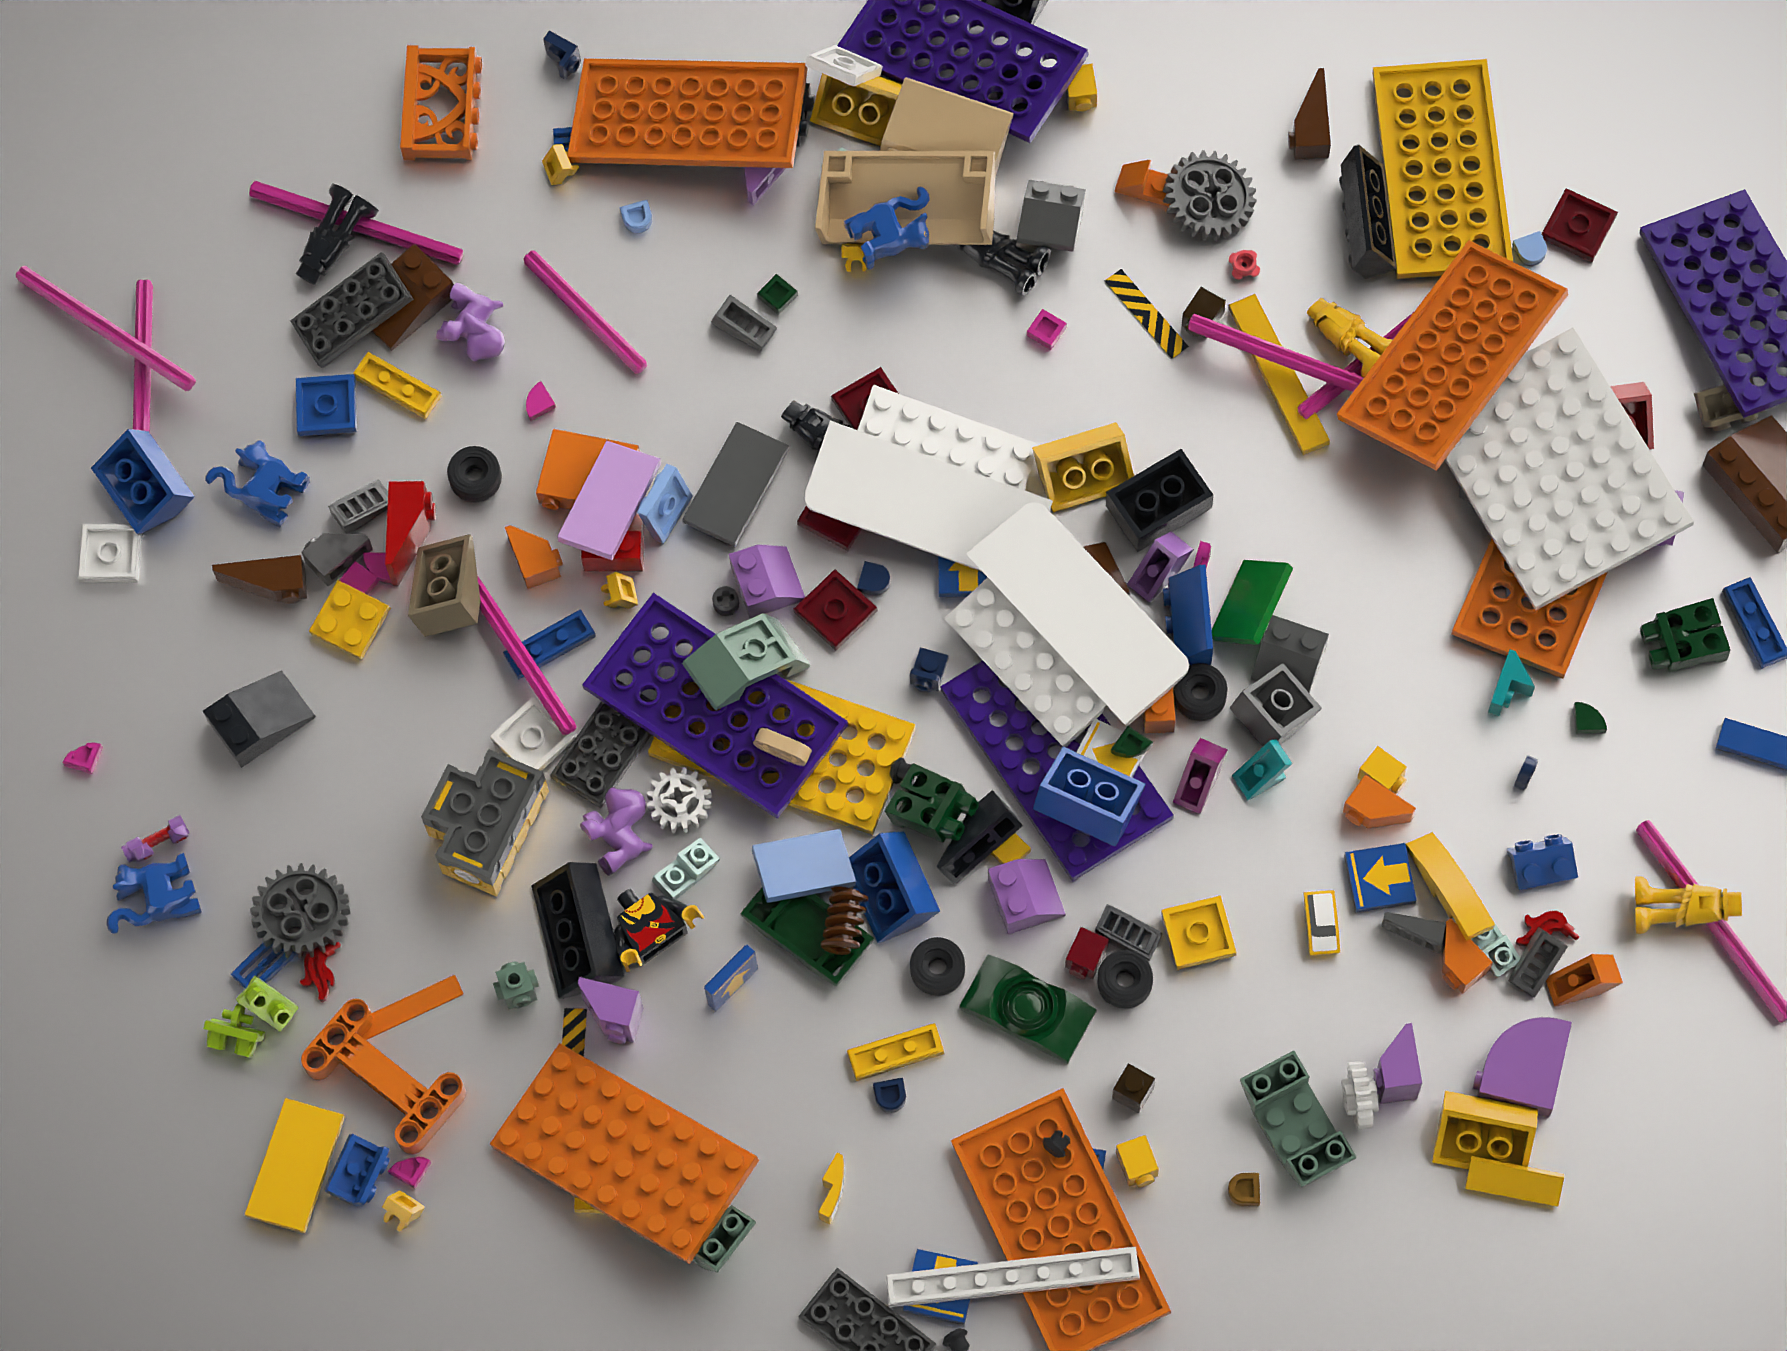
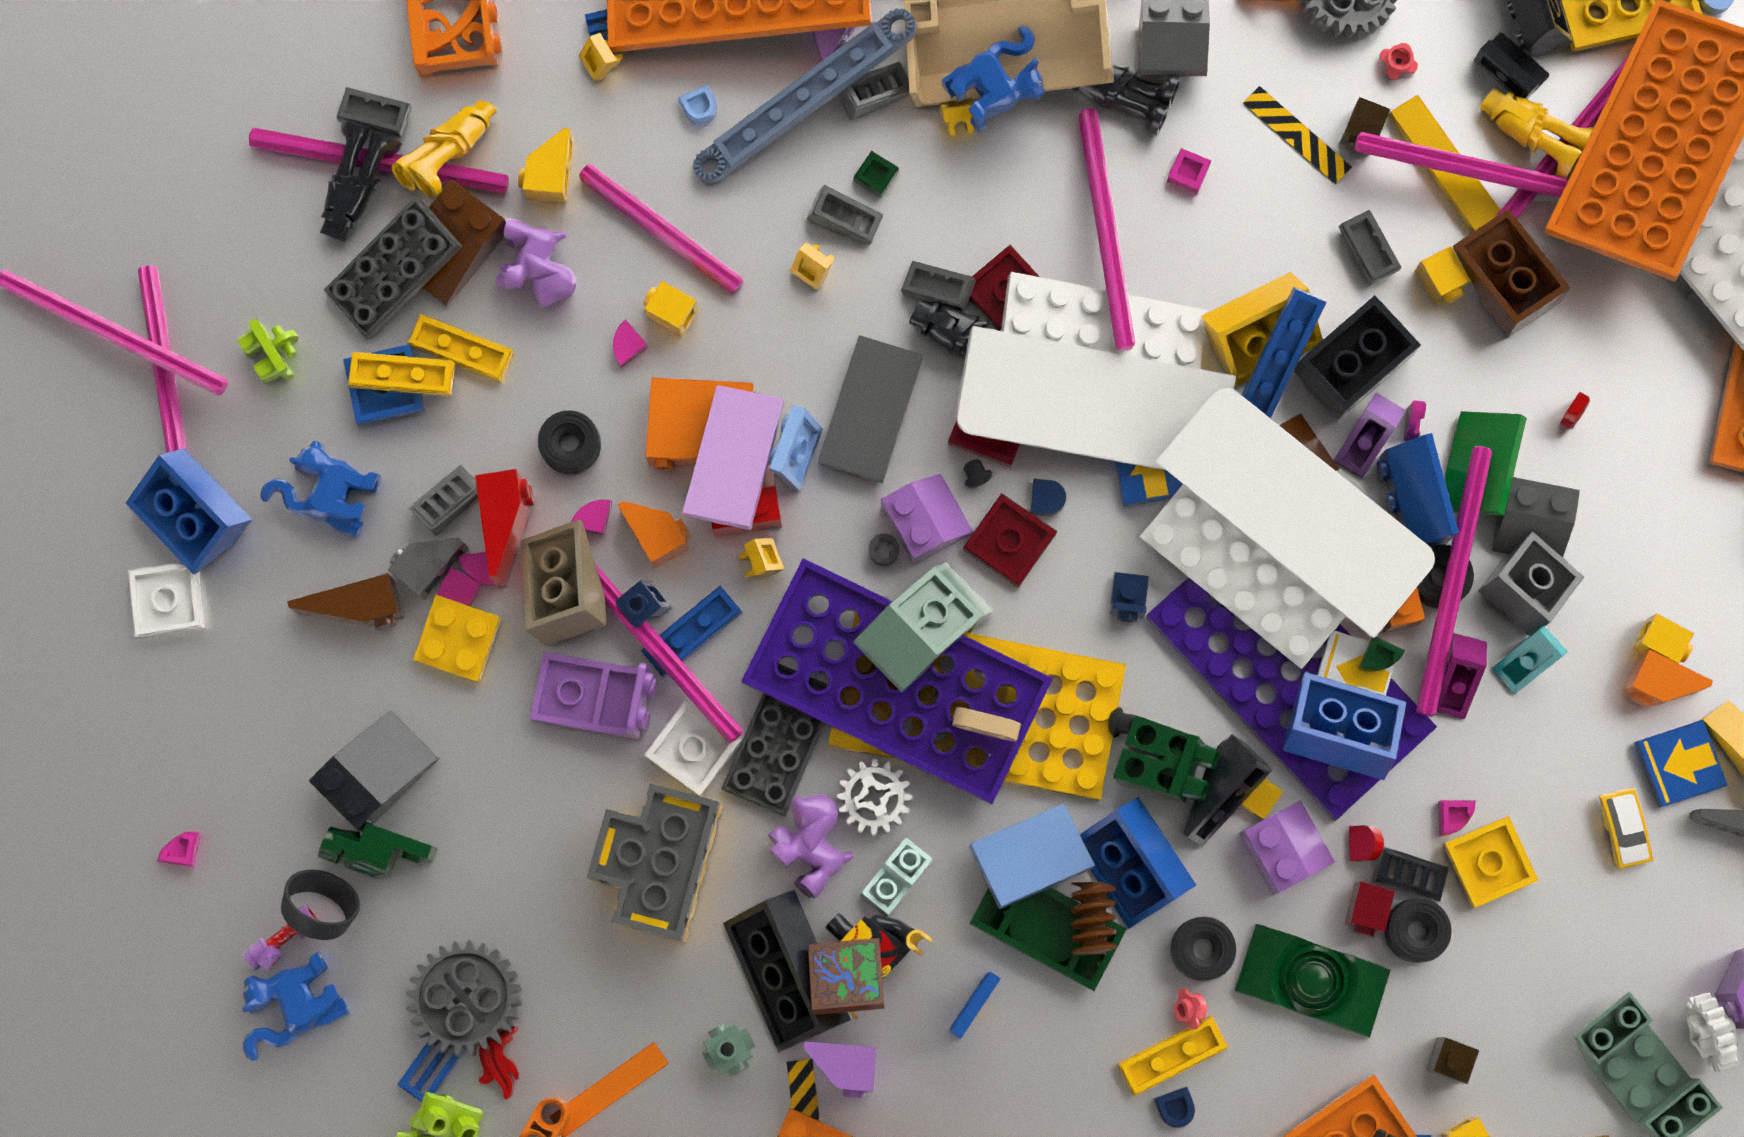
camera: 10 degrees left, 10 degrees up
(198, 802) = (326, 885): none -> black tyre
(227, 352) = (258, 339): none -> lime hips
(247, 779) = (373, 851): none -> dark green plate
(342, 396) = (401, 374): none -> yellow tile
(360, 182) = (374, 112): none -> dark grey plate
(416, 215) = (444, 143): none -> yellow piece
(456, 682) = (593, 695): none -> medium lavender bracket
(485, 537) = (594, 516): none -> dark pink tile
(498, 249) = (548, 169): none -> yellow slope
(510, 610) = (643, 602): none -> dark blue bracket
(580, 377) = (670, 308): none -> yellow brick
(625, 933) = (846, 976): none -> tile
(707, 359) = (811, 265): none -> yellow tile
(726, 219) = (804, 96): none -> sand blue plate
(779, 235) = (860, 104): none -> dark grey slope
(812, 391) = (938, 285): none -> dark grey plate
(816, 550) = (976, 473): none -> black piece
(916, 1013) = (1190, 1008): none -> coral plate
(963, 364) = (1106, 230): none -> dark pink axle
(1093, 901) = (1365, 843): none -> red tile
(1095, 483) = (1283, 350): none -> blue plate
(1176, 891) = (1454, 815): none -> dark pink tile
(1189, 413) = (1369, 247): none -> dark grey plate
(1206, 693) = (1454, 581): none -> dark pink axle
(1247, 445) = (1443, 276): none -> yellow brick
(1304, 450) = (1510, 273): none -> reddish brown slope
(1341, 282) = (1511, 66): none -> black panel
(1341, 572) = (1575, 411): none -> red tile

